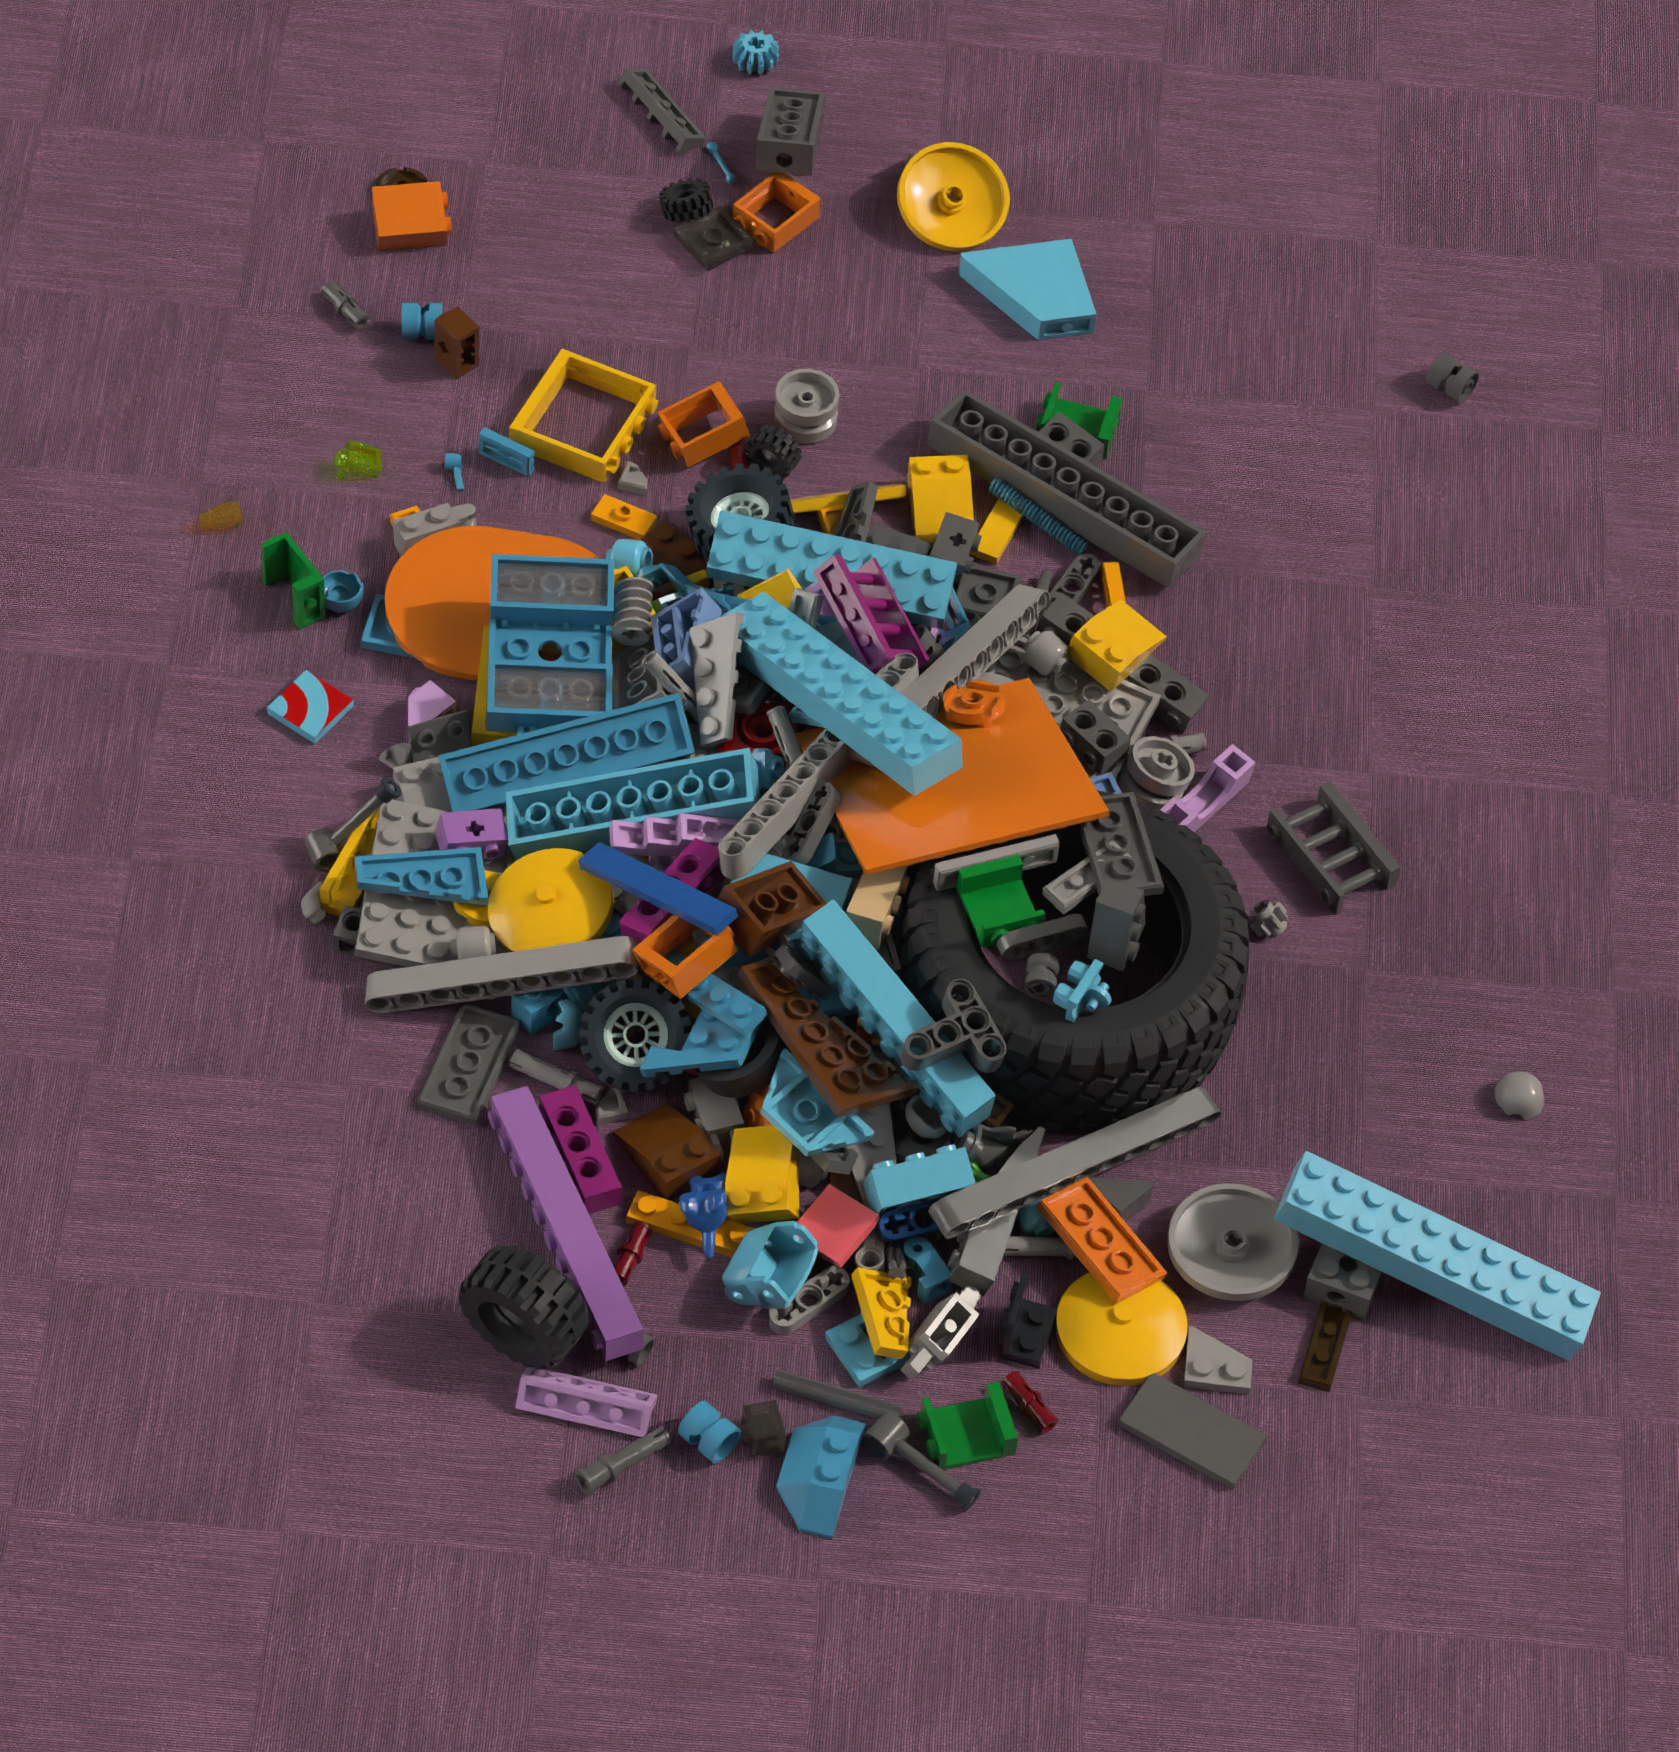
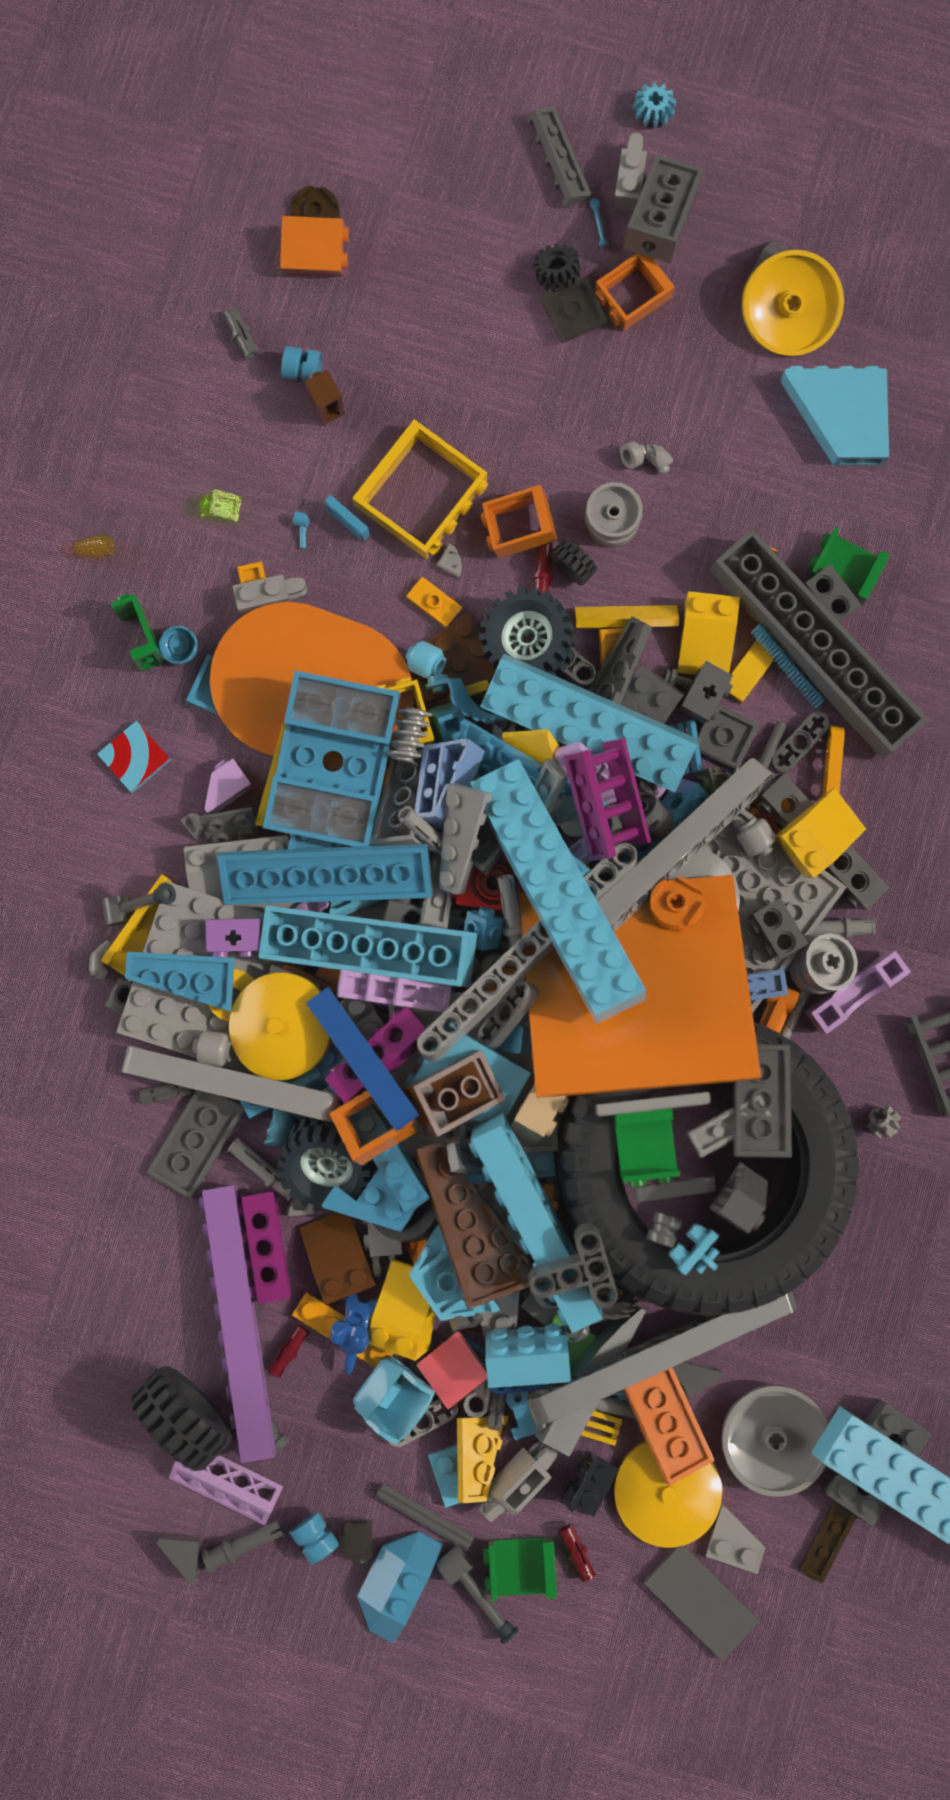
camera: 15 degrees right, 30 degrees up
(421, 1021) = (163, 1093): none -> dark grey axle
(551, 1476) = (183, 1552): none -> dark grey slope
(745, 113) = (630, 174): none -> light grey hinge
(815, 353) = (634, 454): none -> light grey arm
(1015, 1265) = (614, 1430): none -> yellow tile

